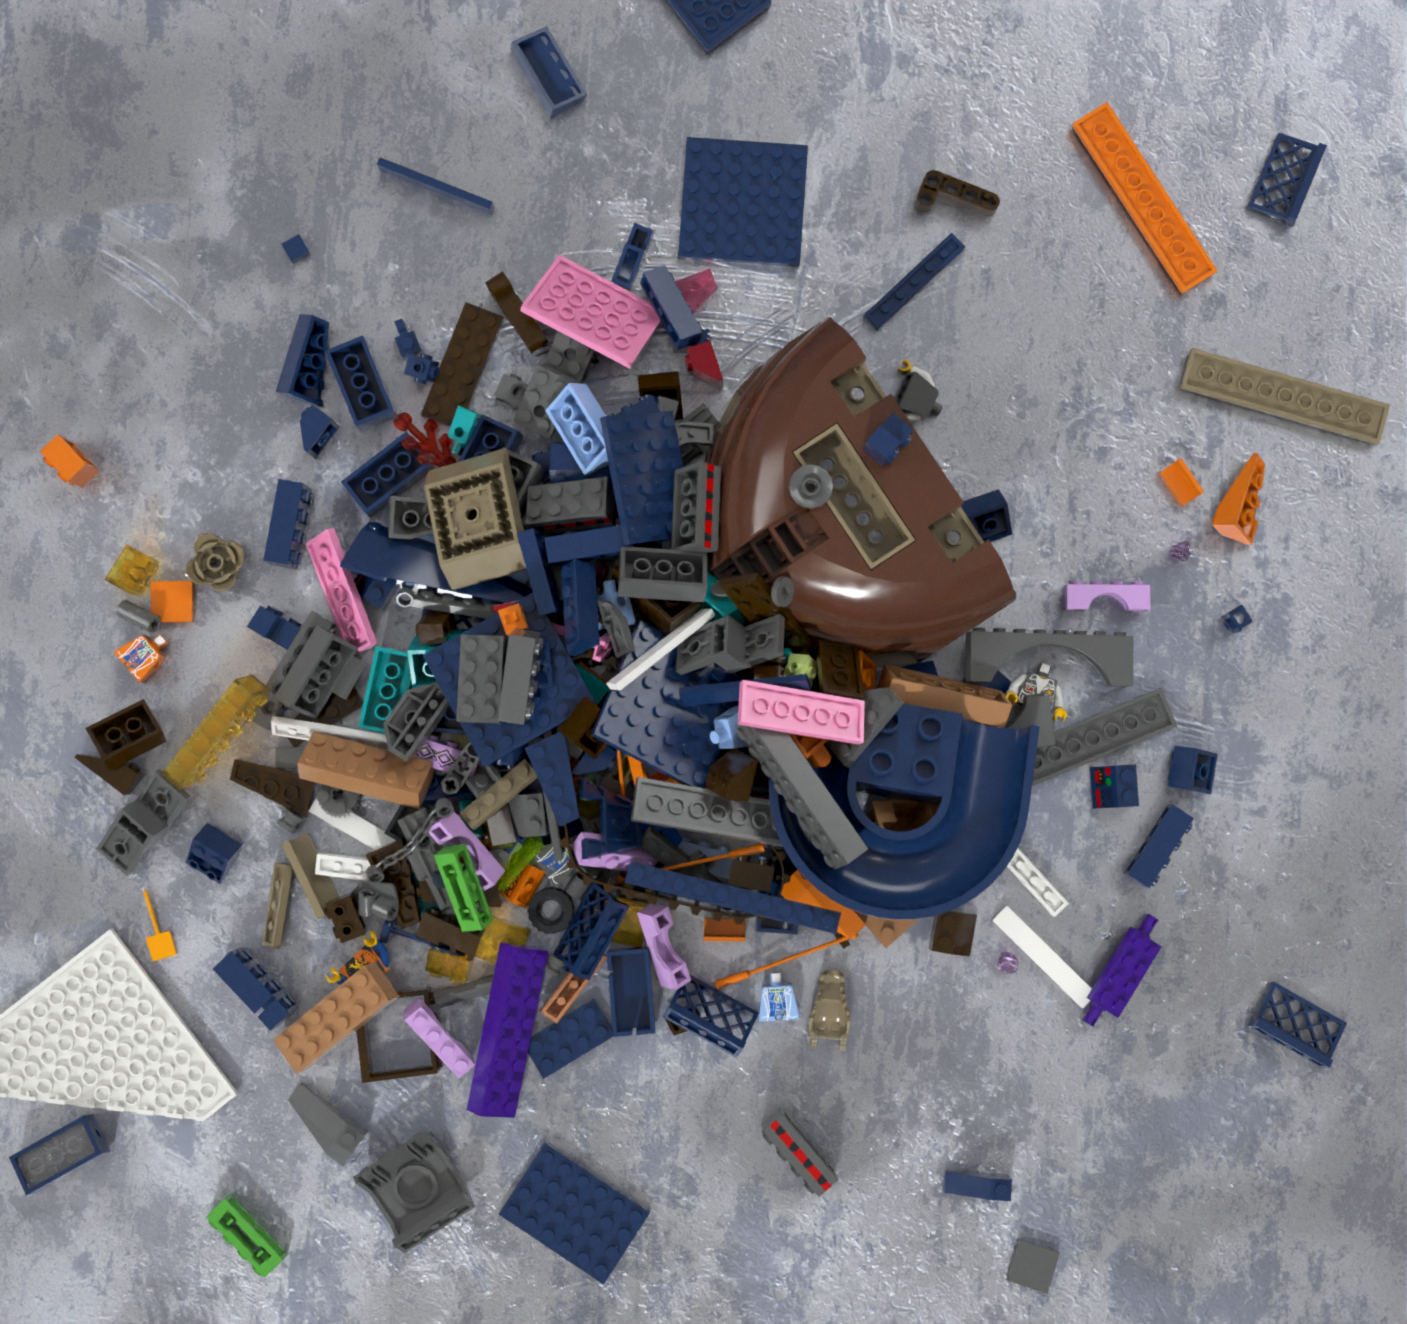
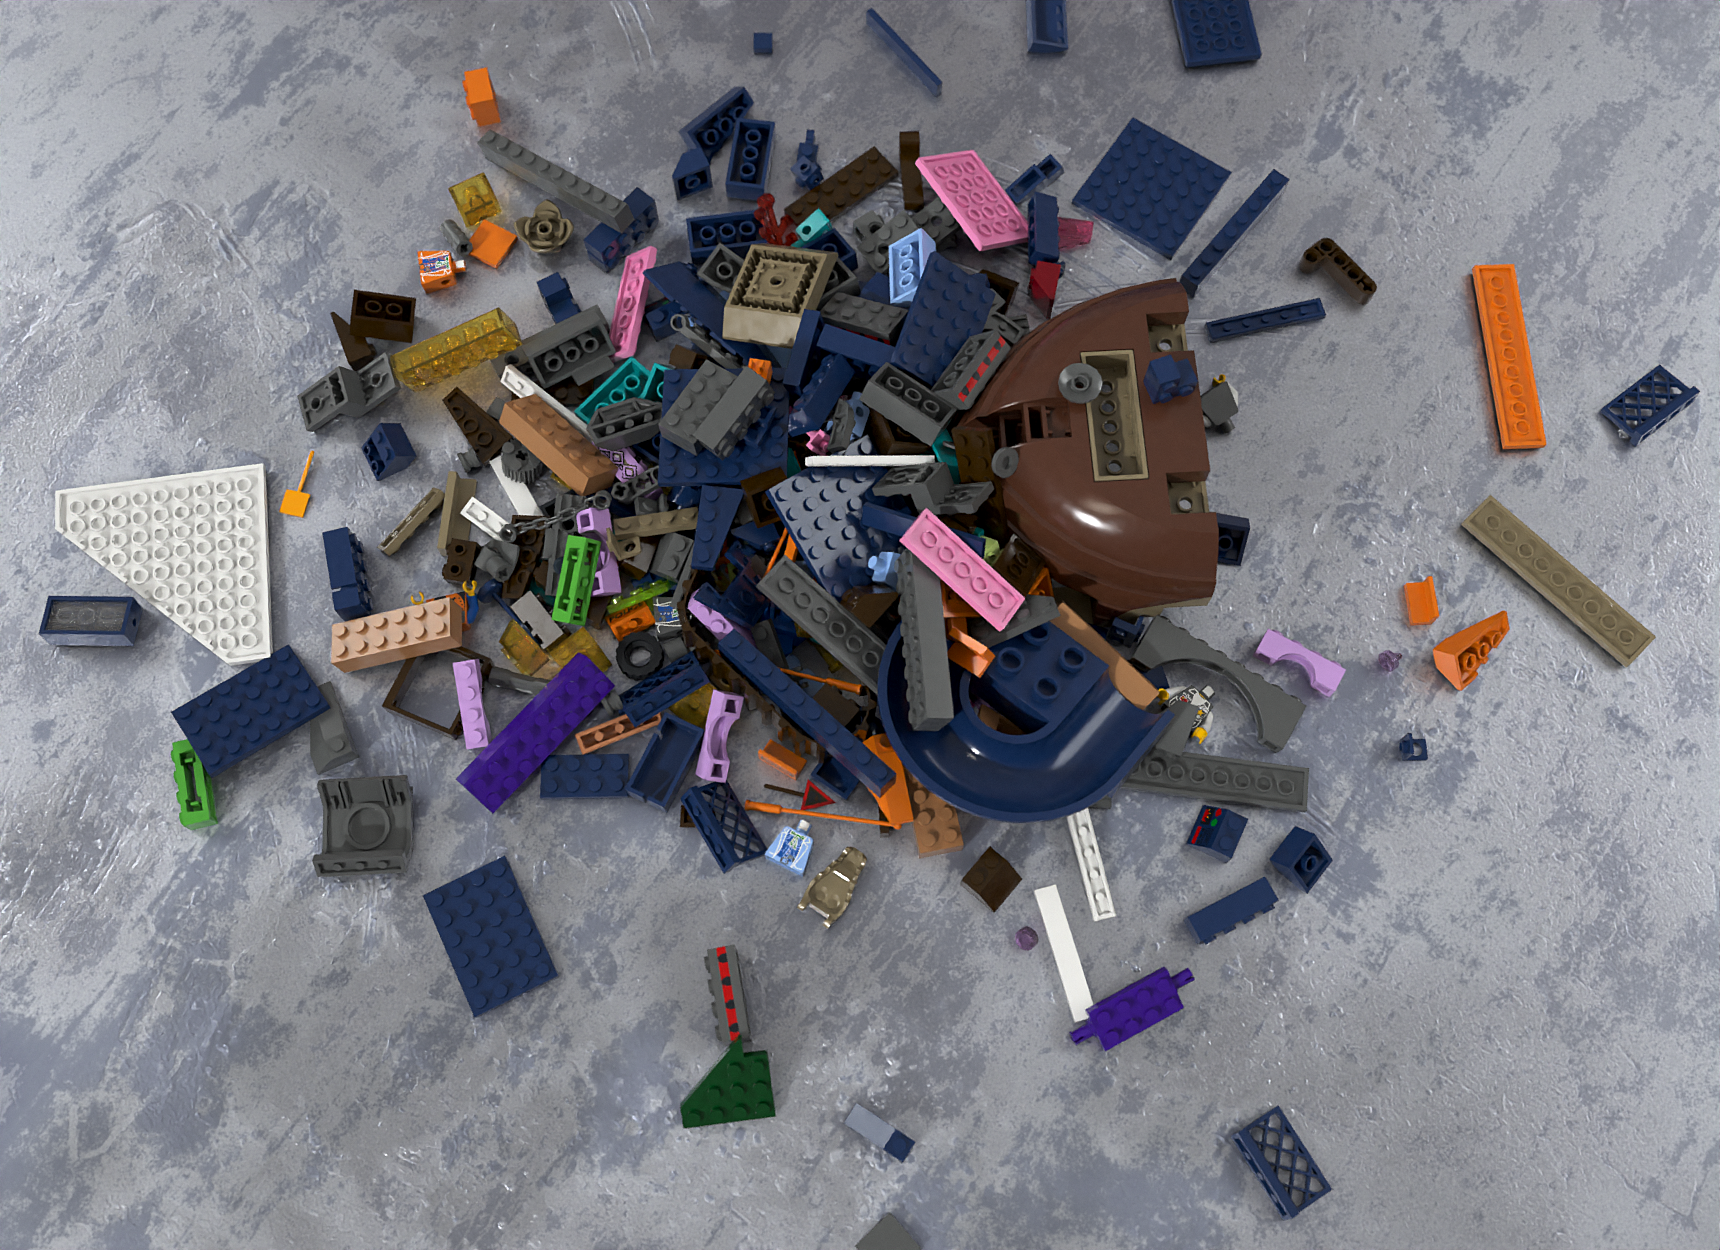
camera: 30 degrees right, 15 degrees down
(198, 513) = (556, 181): none -> dark grey brick
(253, 1151) = (250, 711): none -> dark blue plate
(479, 836) = (619, 547): none -> dark tan bracket
(766, 944) = (812, 797): none -> piece
(842, 210) = (1233, 232): none -> dark blue brick
(844, 776) = (969, 653): none -> orange panel
(844, 1223) = (731, 1090): none -> dark green wing
(948, 659) = (1125, 633): none -> dark blue bracket

